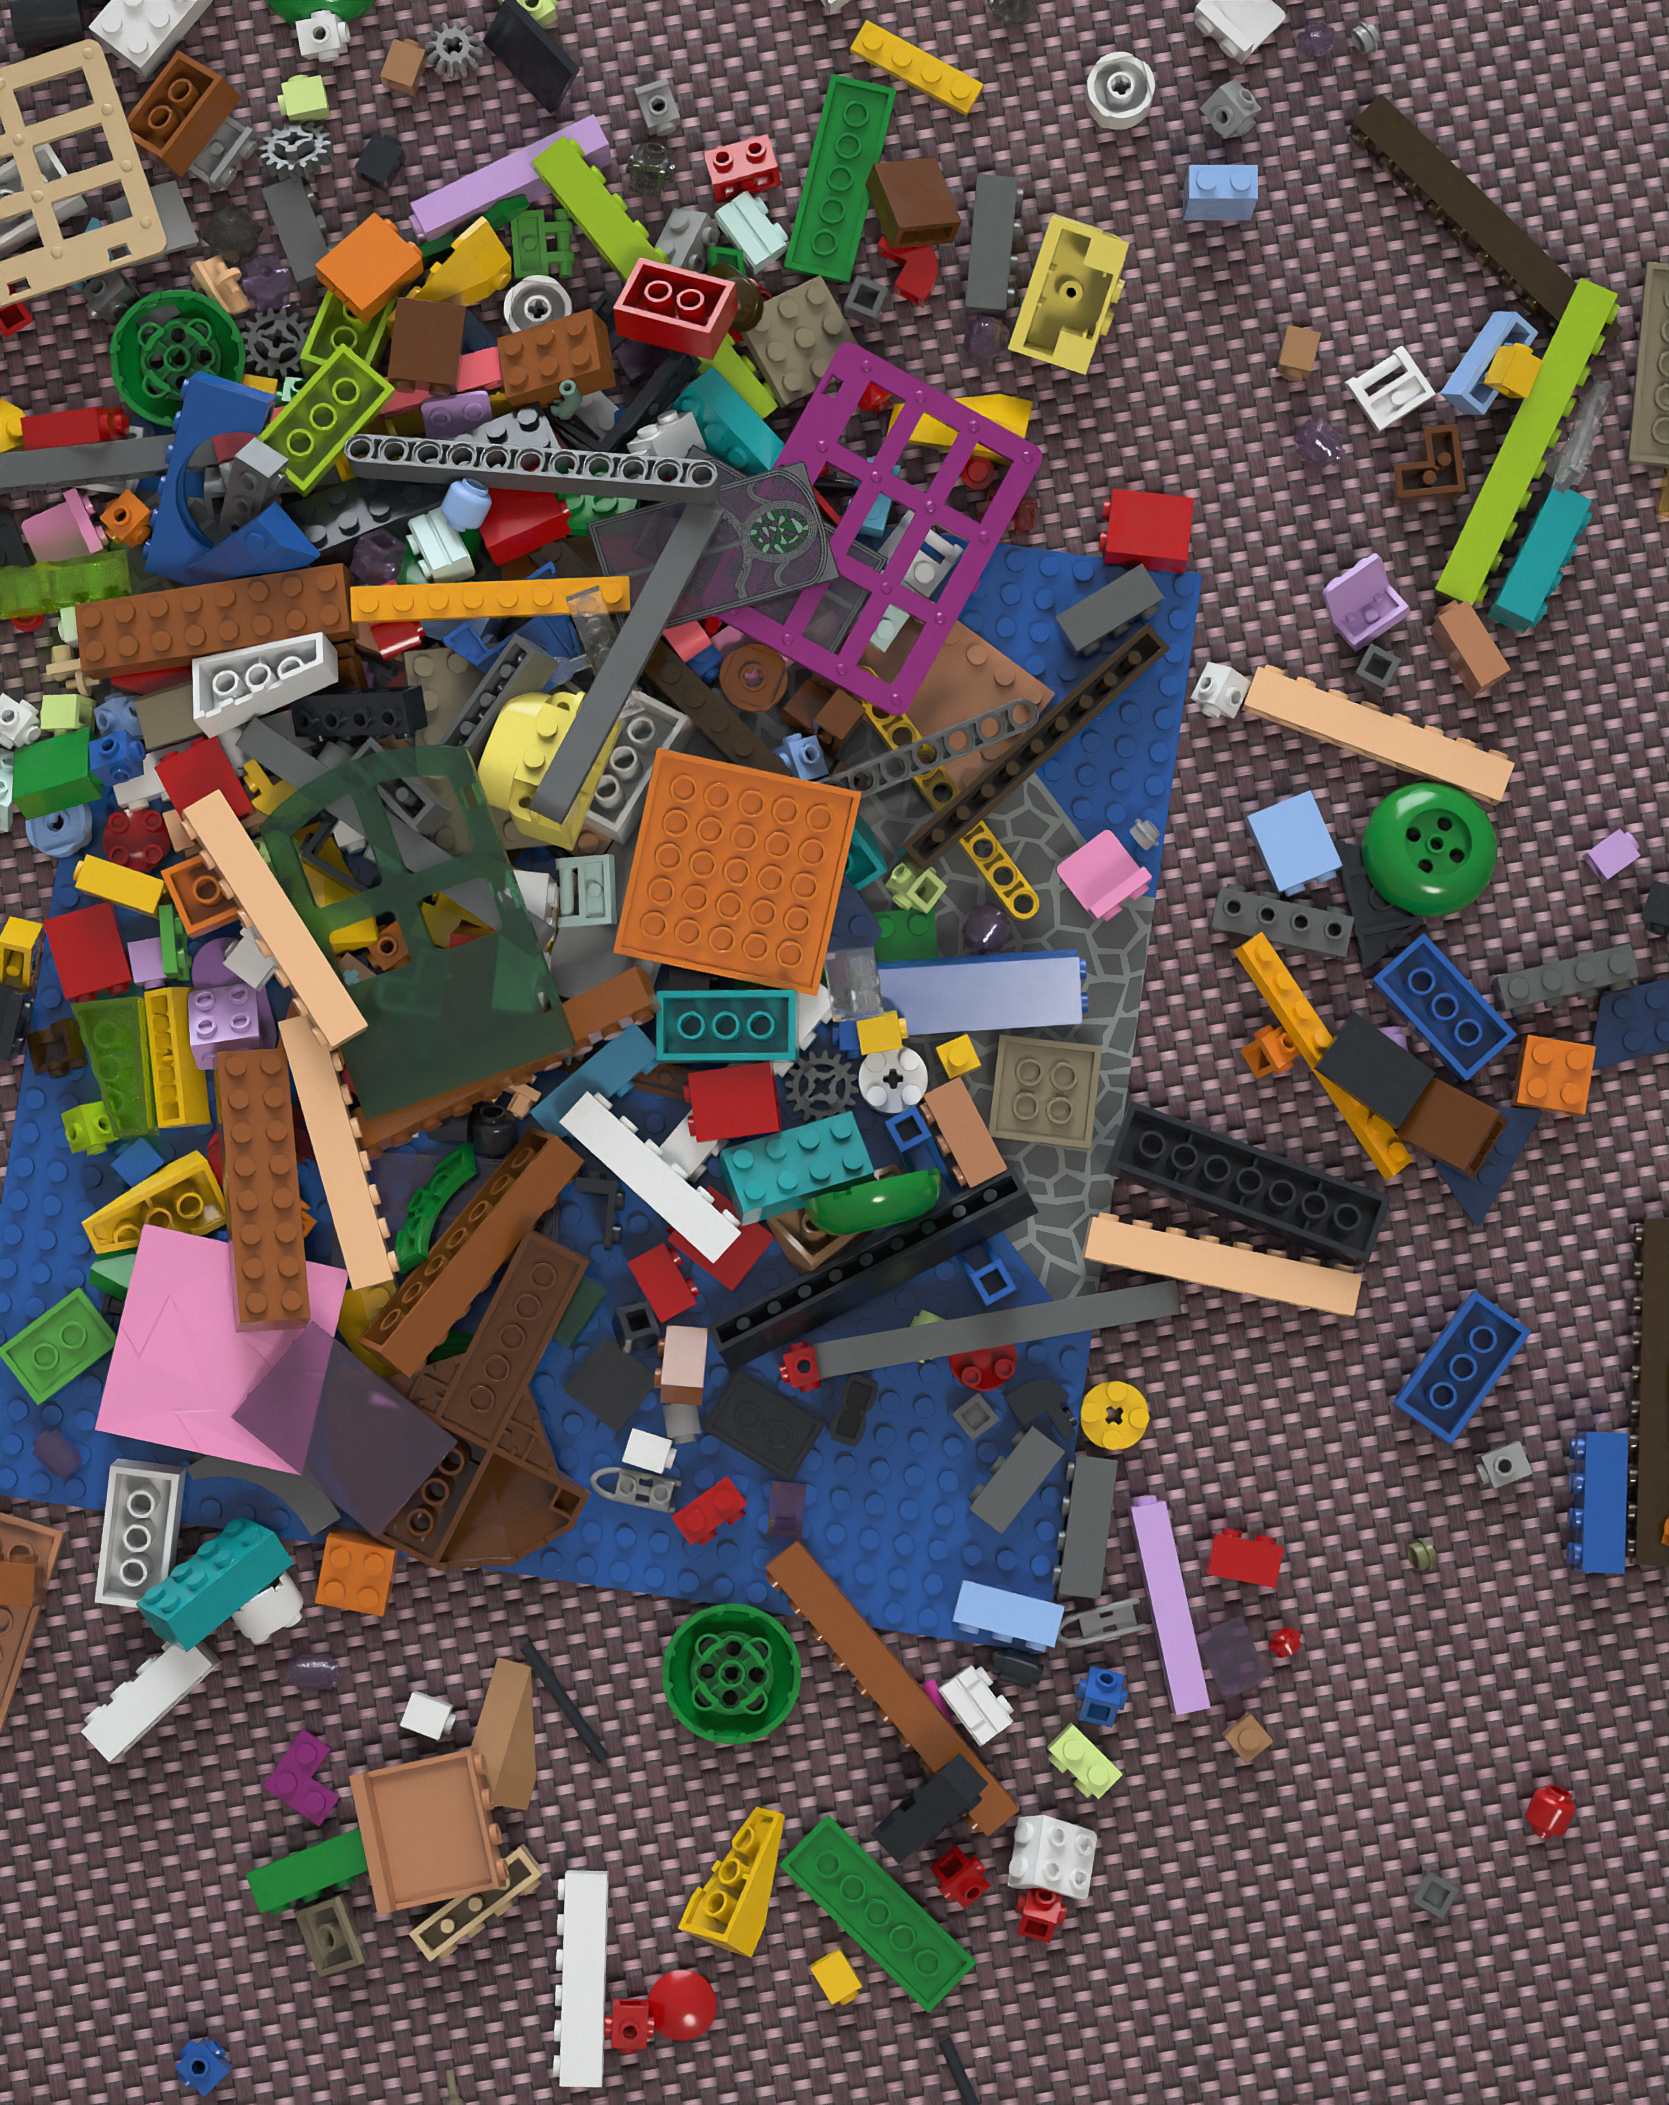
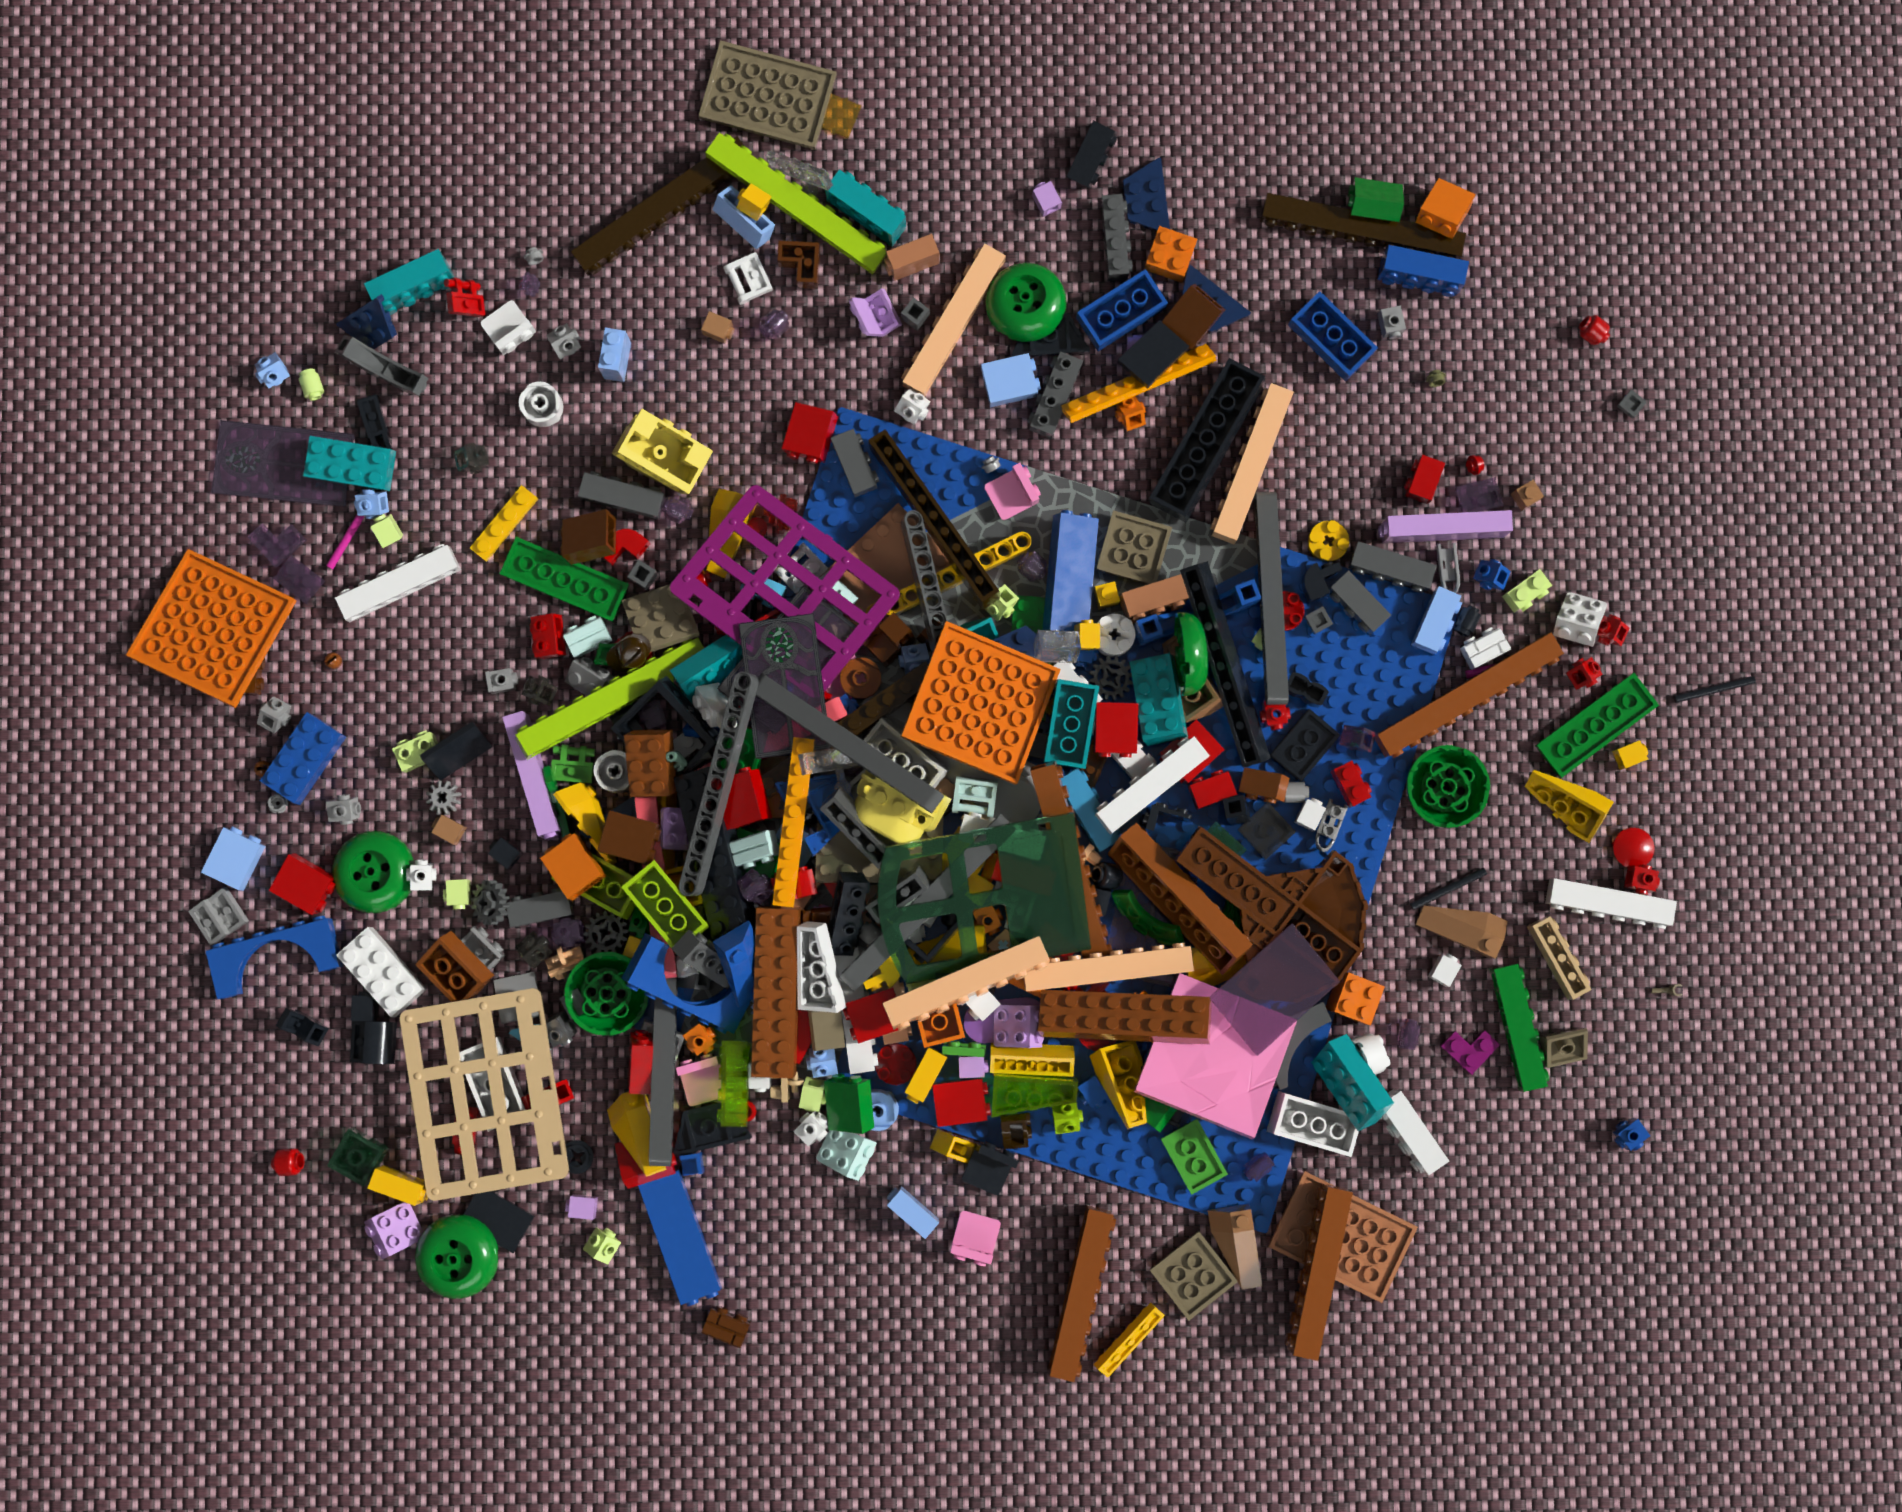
camera: 85 degrees left, 0 degrees up
(116, 758) = (848, 1065): blue brick -> none
(429, 1830) = (1515, 977): nougat panel -> none
(466, 504) = (733, 827): light blue head -> none
(676, 308) = (634, 683): red brick -> none
(930, 1808) = (1544, 682): black wedge -> none

